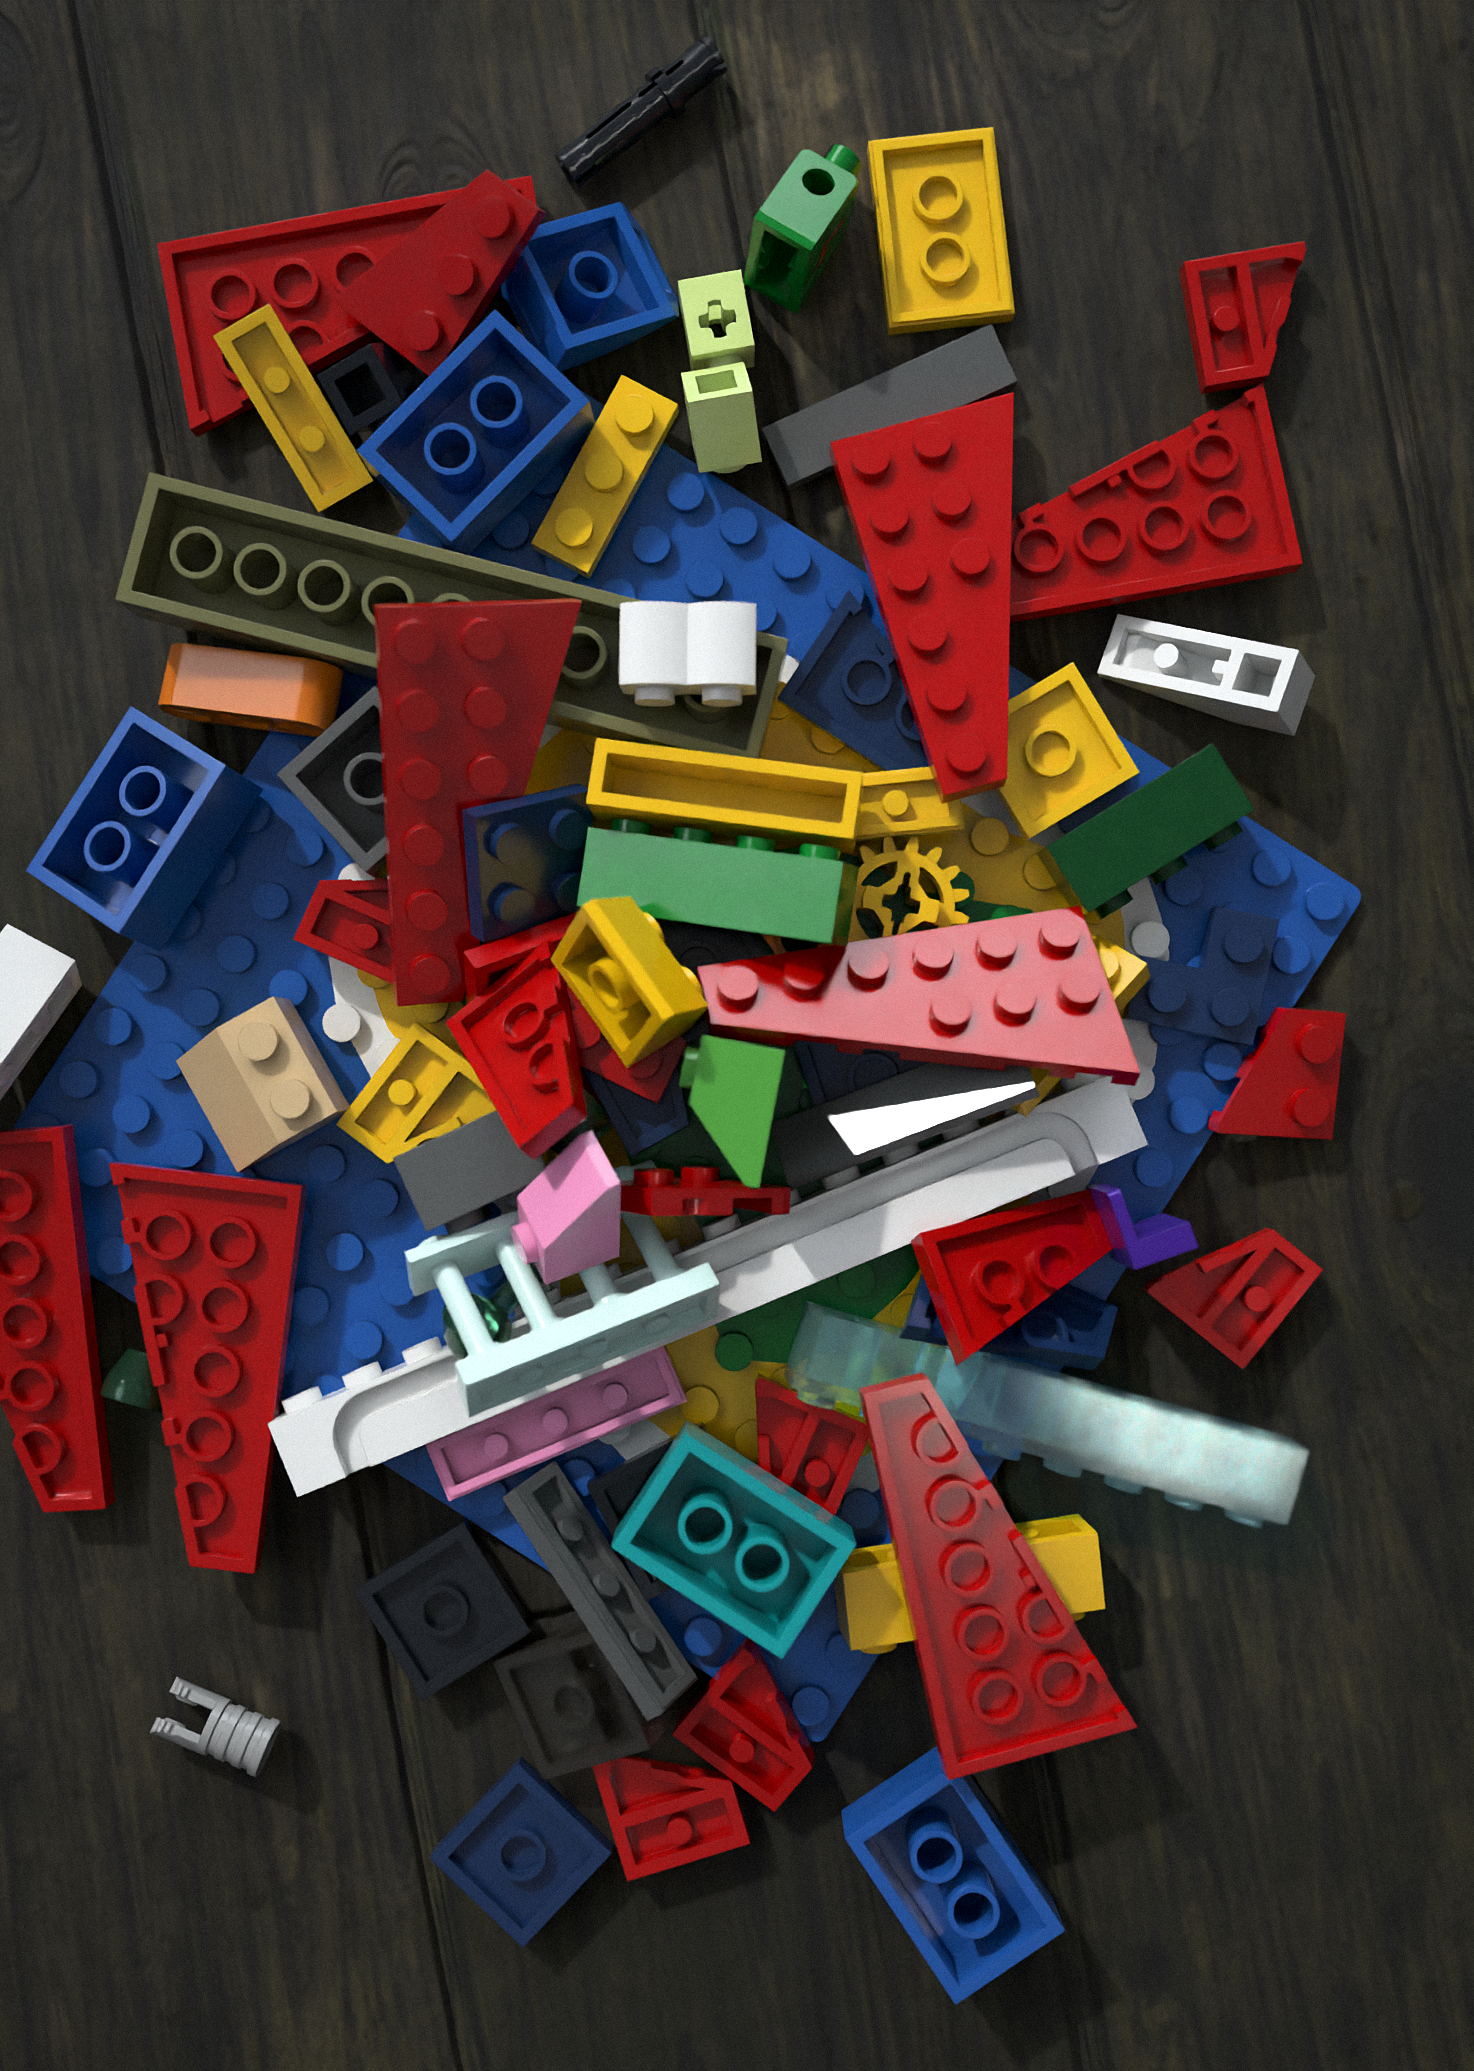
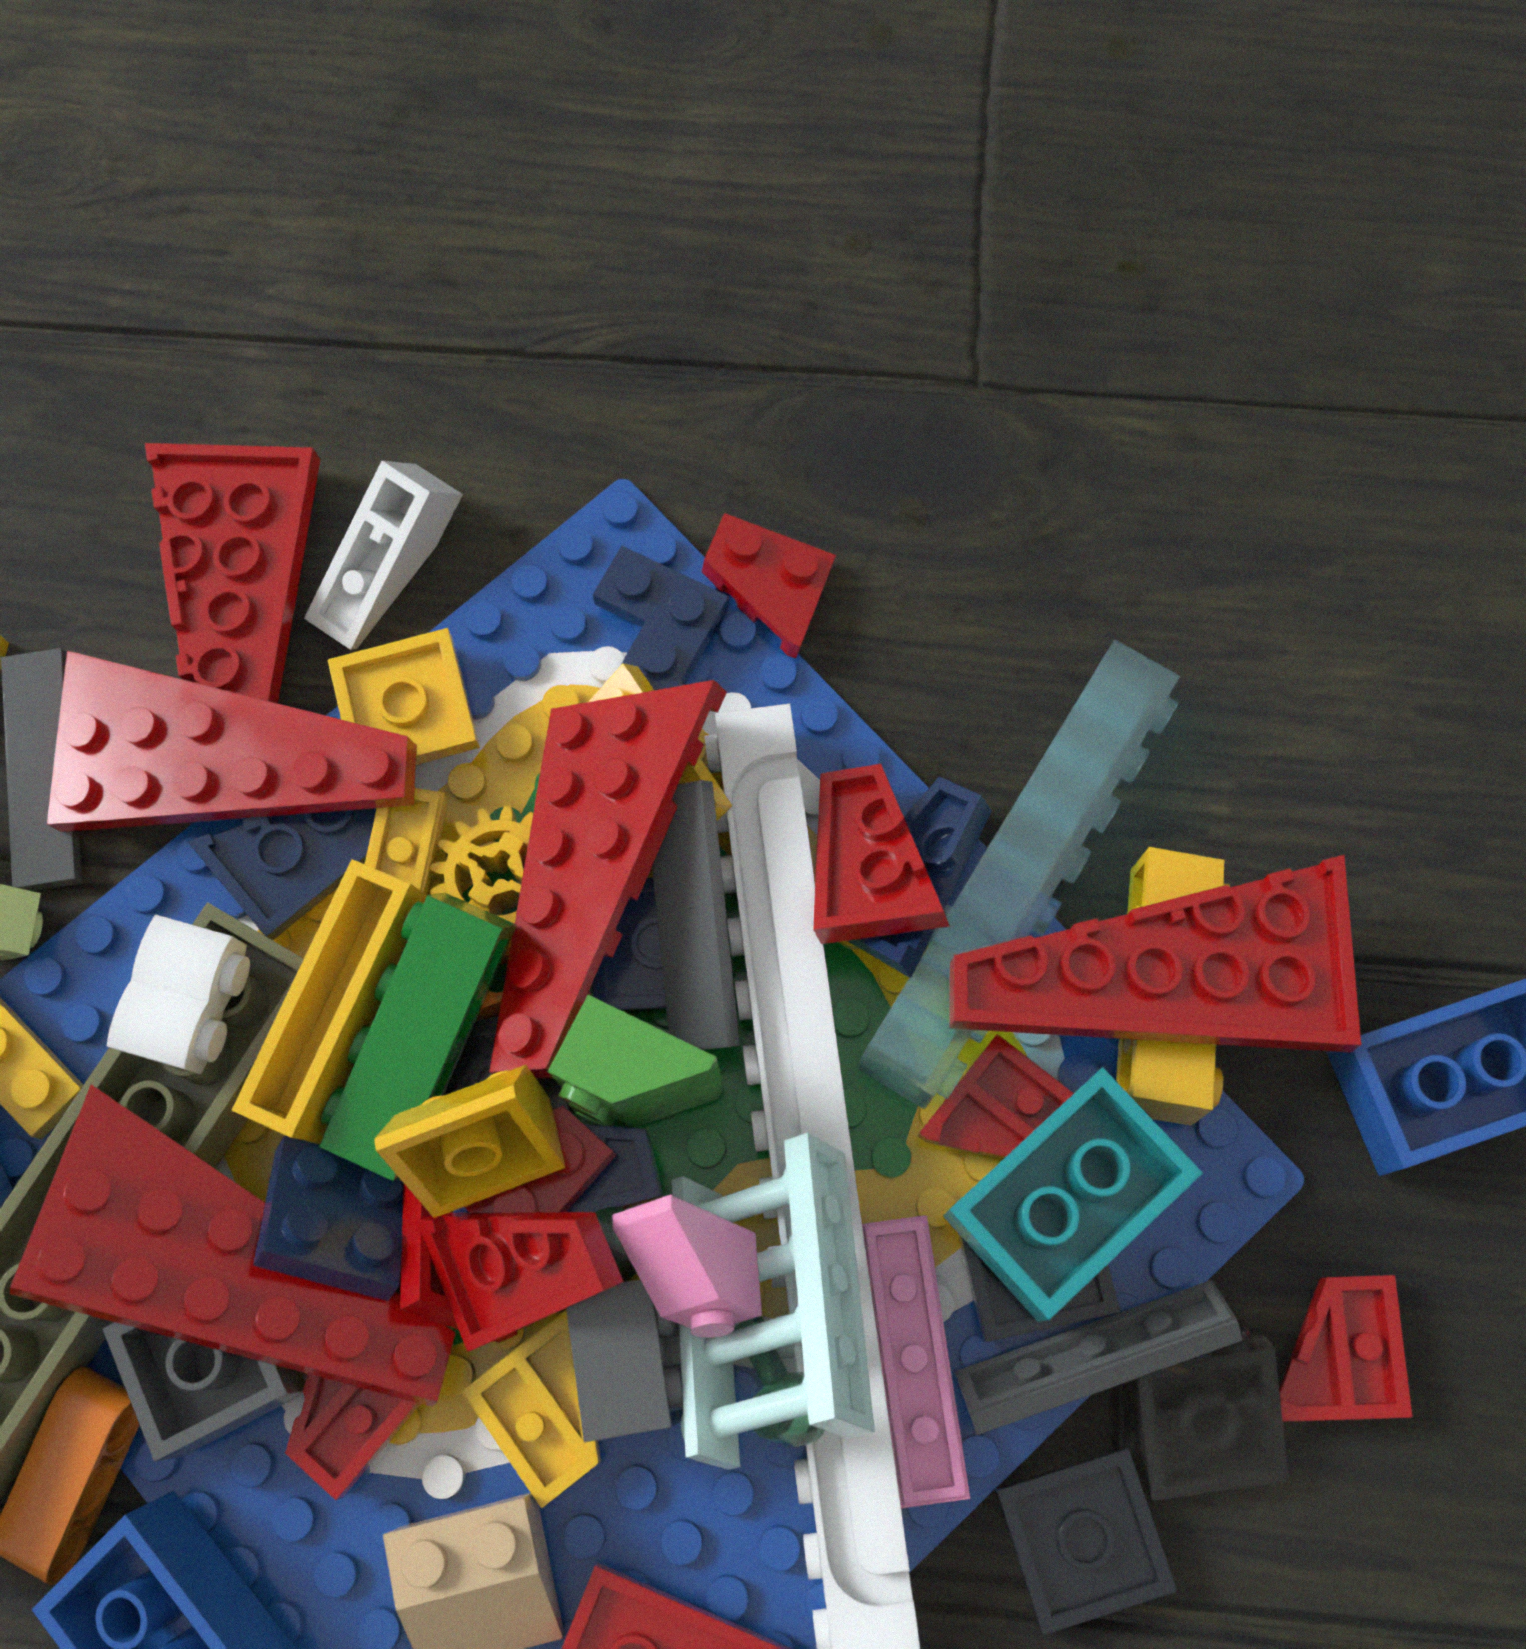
camera: 75 degrees left, 15 degrees down
(521, 1851) = (1361, 1527): dark blue plate -> none
(697, 1193) = (714, 1135): red wing -> none
(748, 1728) = (1275, 1246): red wing -> none
(1142, 1241) = (867, 743): dark purple panel -> none
(1147, 833) = (505, 637): dark green brick -> none
(1237, 311) = (75, 449): red wing -> none
(1237, 1292) = (955, 671): red wing -> none

